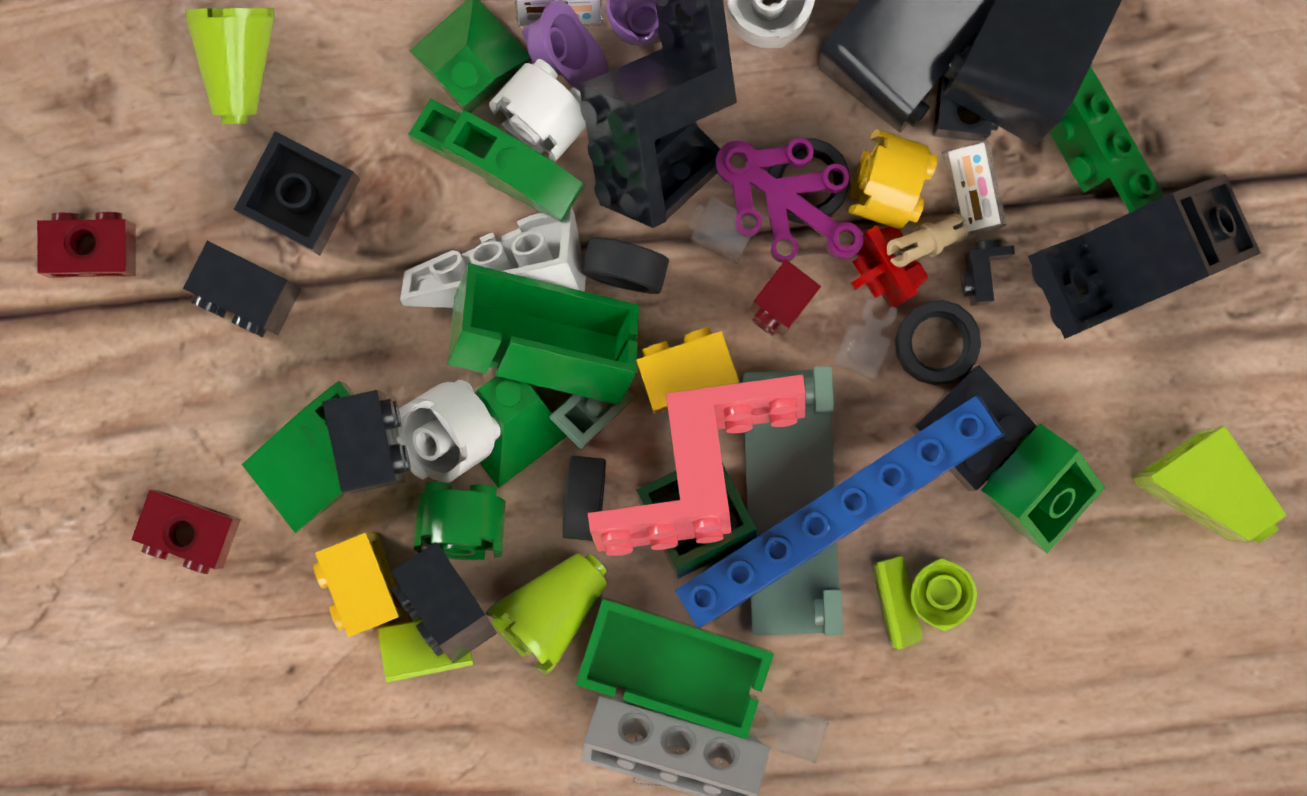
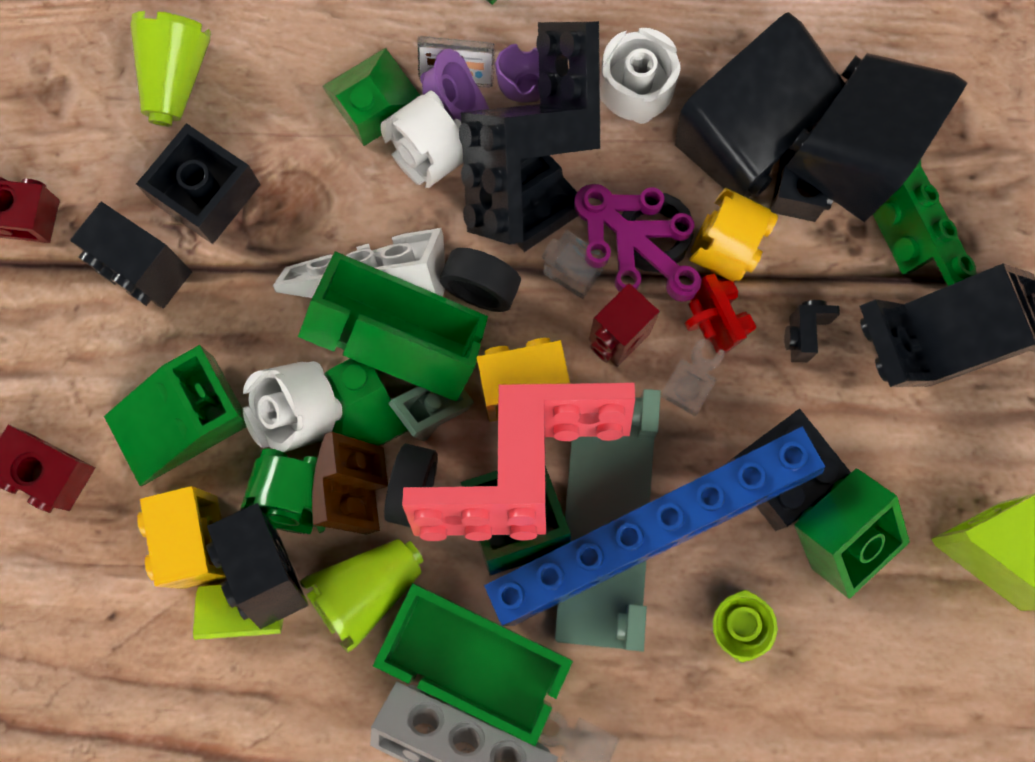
camera: 10 degrees right, 10 degrees down
(366, 441) = (204, 396): black brick -> none
(497, 158) = (383, 176): green slope -> none
(516, 505) = (346, 484): none -> reddish brown slope
(896, 604) = (697, 628): lime slope -> none
(927, 240) = (759, 293): tan pin -> none
(966, 325) = (781, 367): black tyre -> none
(974, 187) = (805, 258): slope -> none

